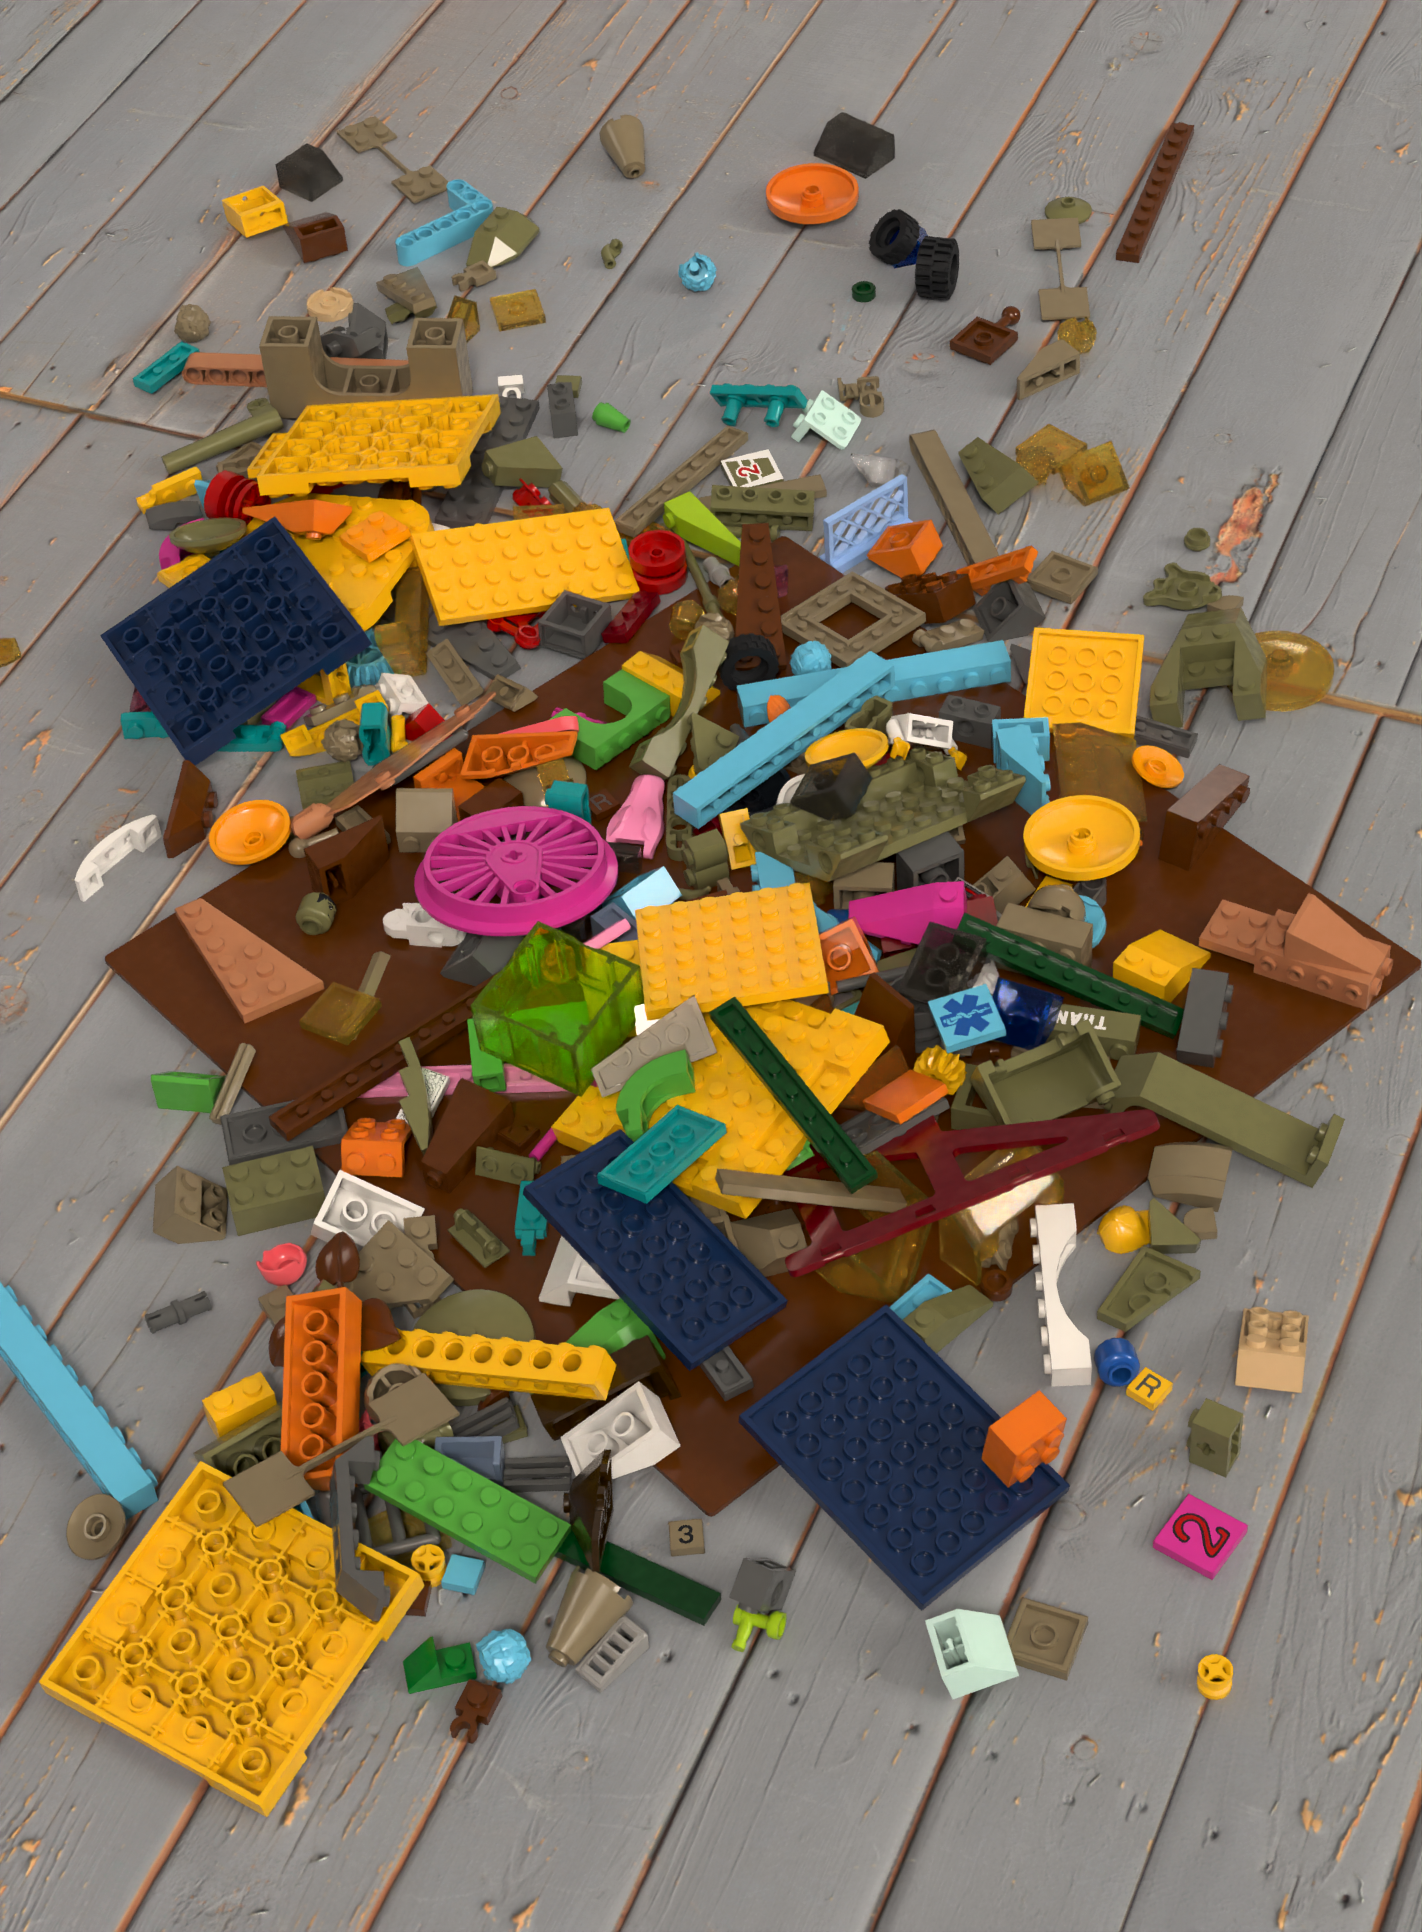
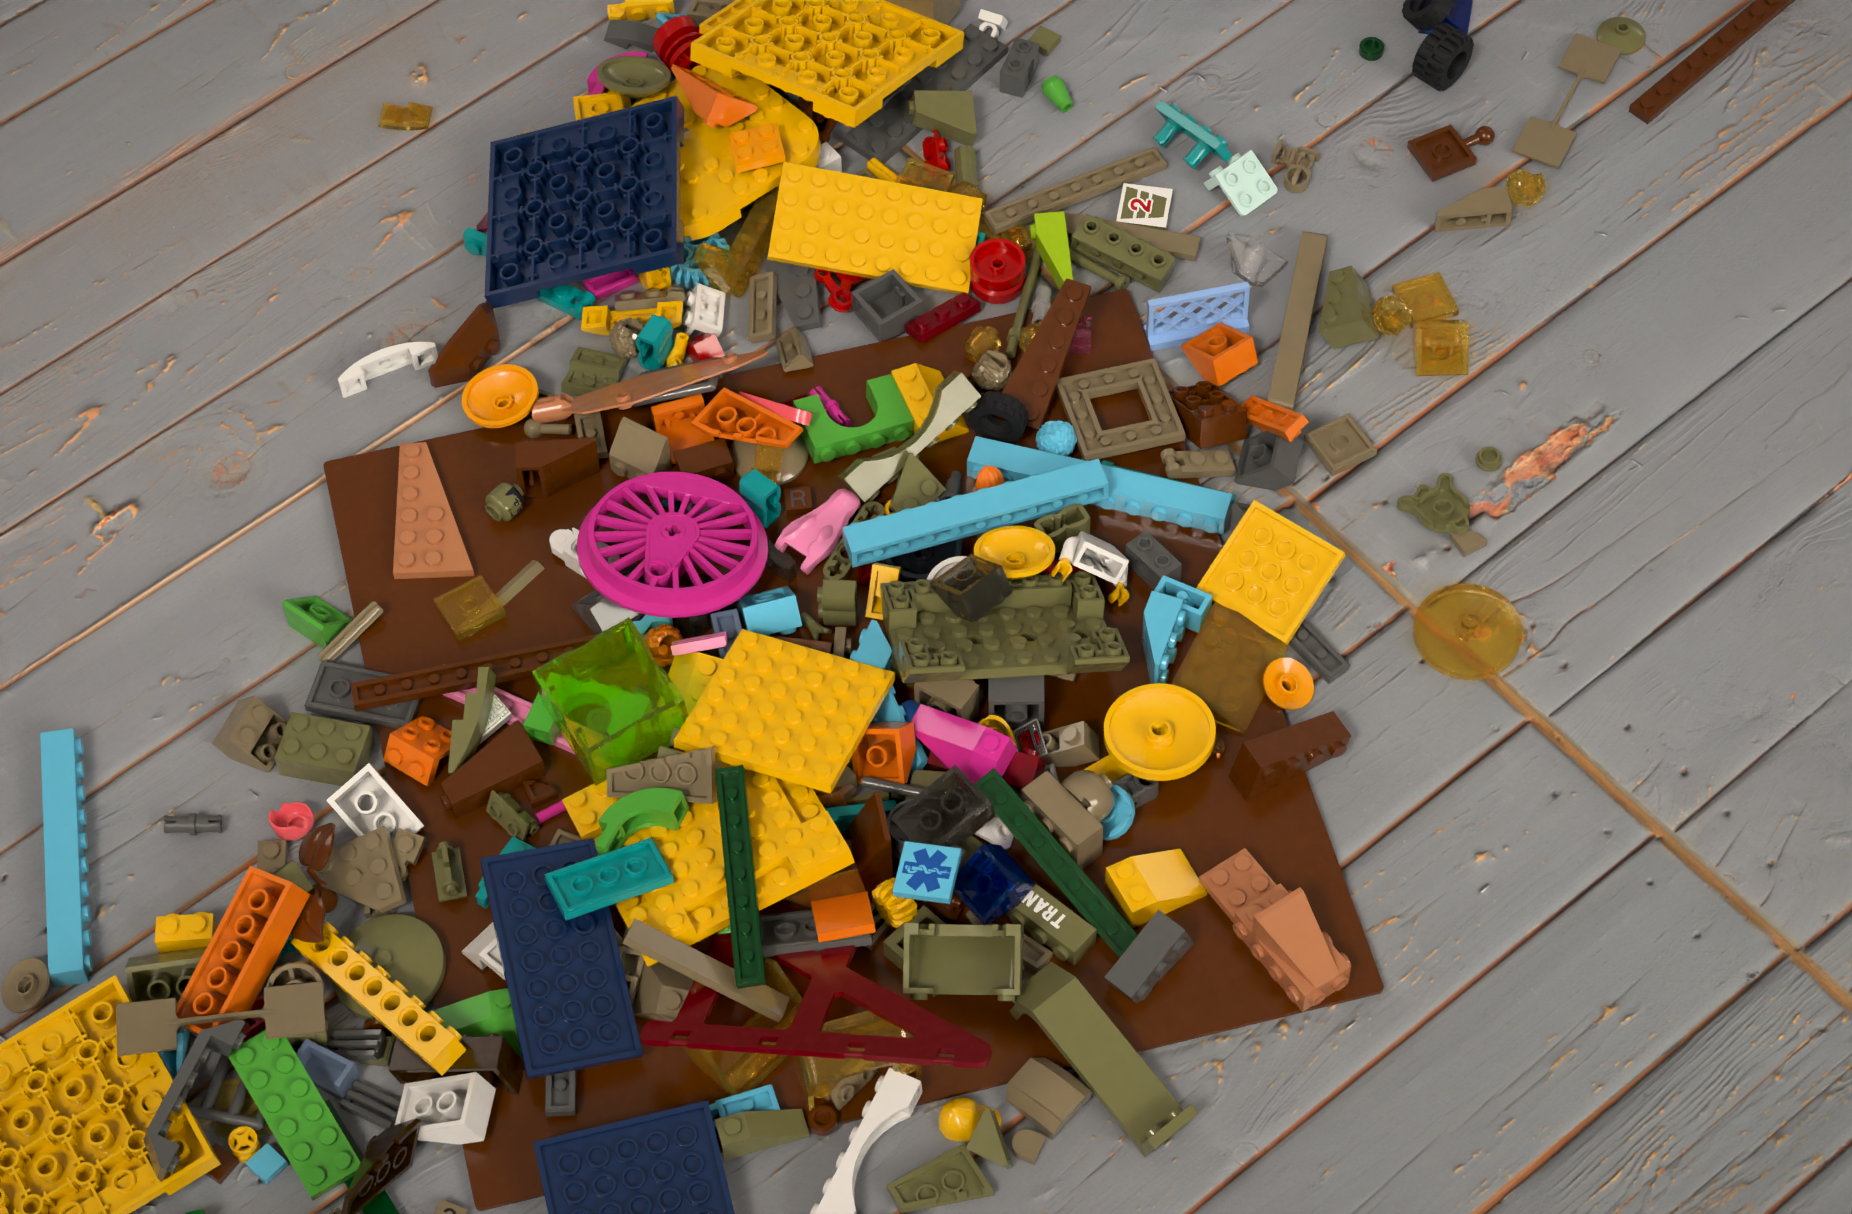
camera: 25 degrees right, 10 degrees up
(1212, 652) = (1414, 589): olive wedge -> none

